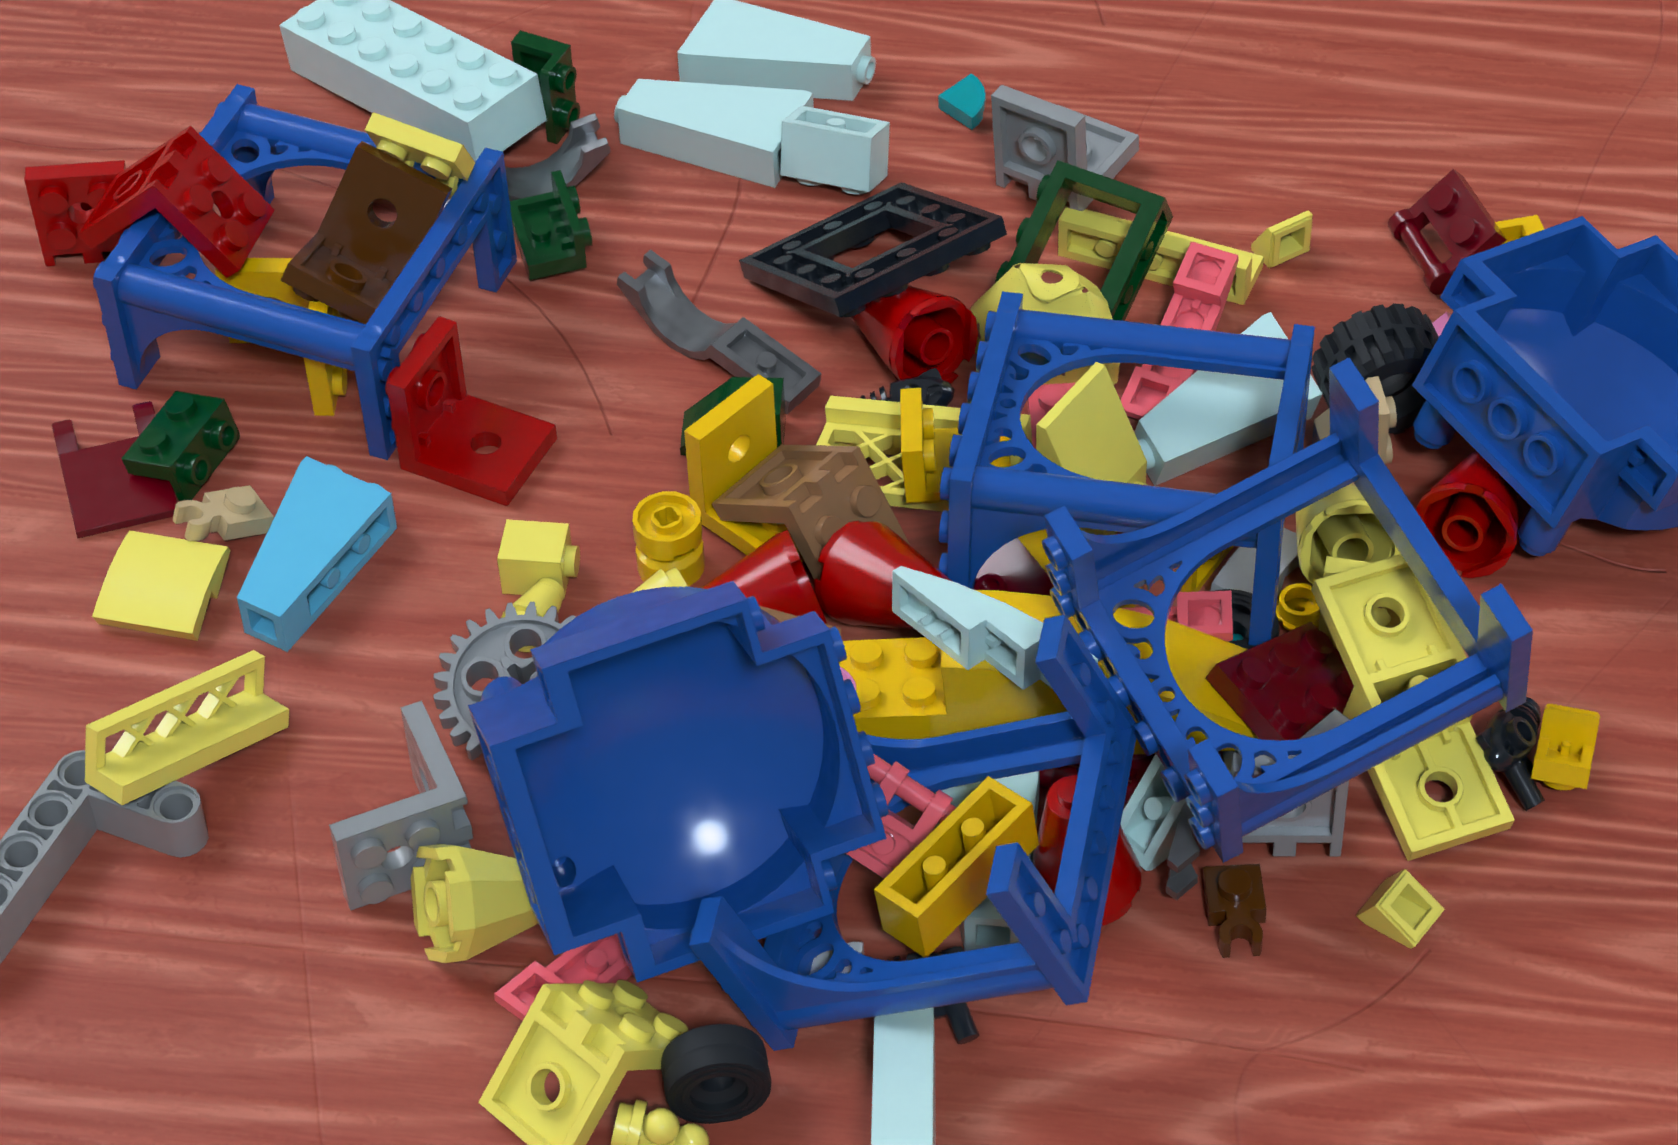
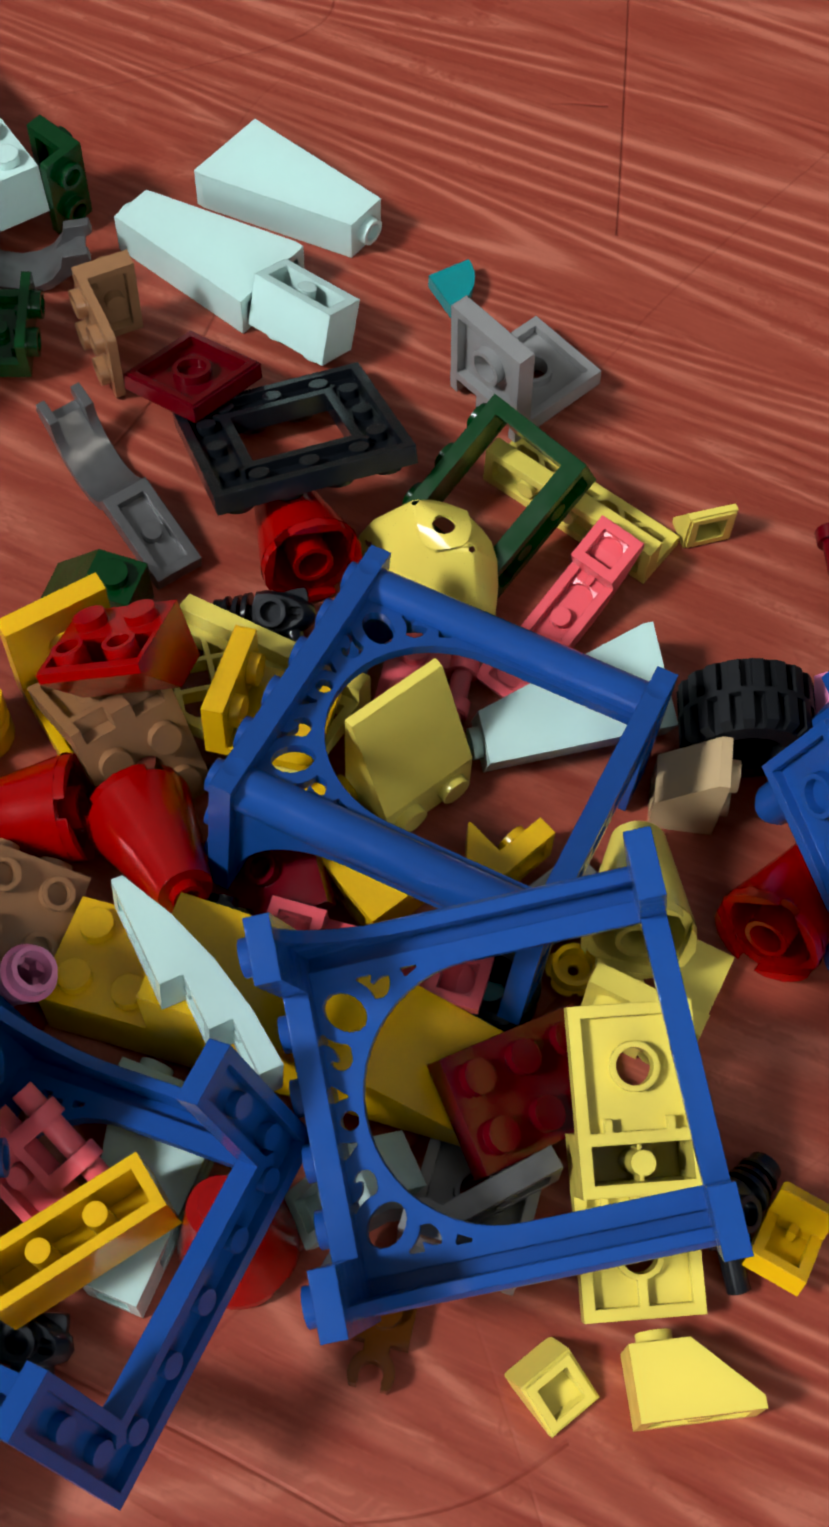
camera: 10 degrees right, 15 degrees up
(646, 193) = (108, 307): none -> medium nougat bracket
(749, 227) = (192, 376): none -> dark red plate
(810, 427) = (122, 650): none -> red slope
(1515, 873) = (683, 1384): none -> light yellow slope

